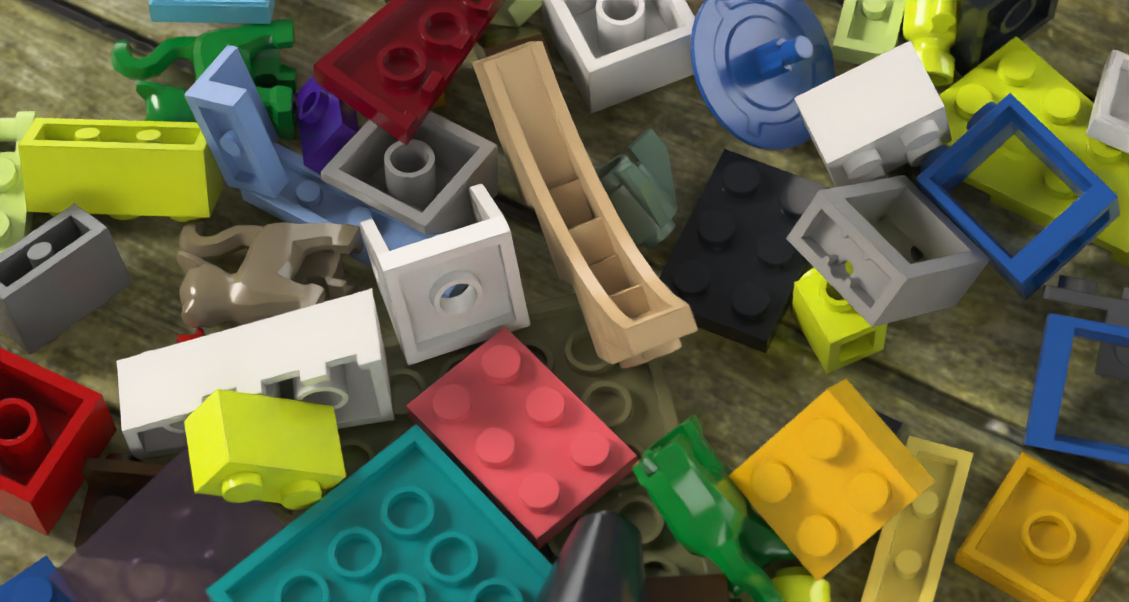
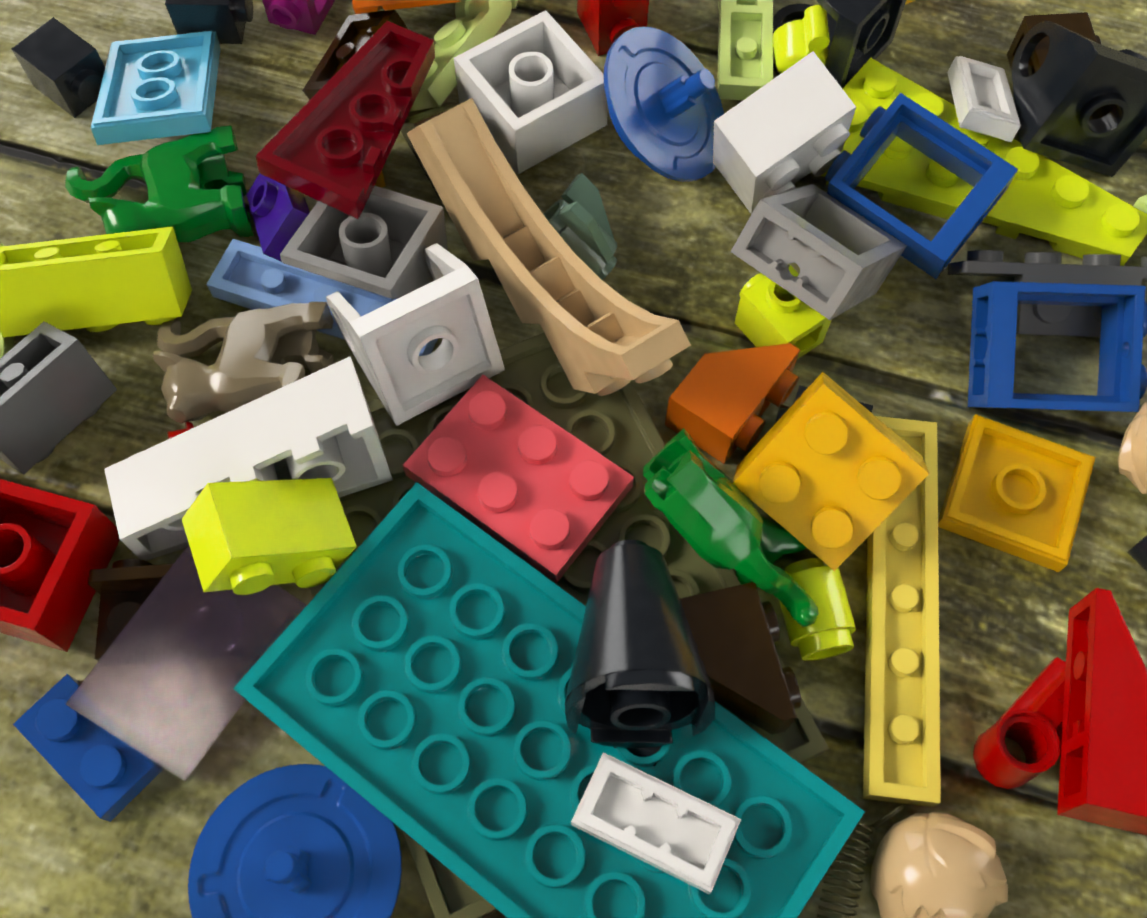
camera: 15 degrees left, 5 degrees up
(237, 125) = (190, 222): medium blue panel -> none
(735, 250) = (684, 264): black plate -> none
(761, 389) = (728, 394): none -> orange slope

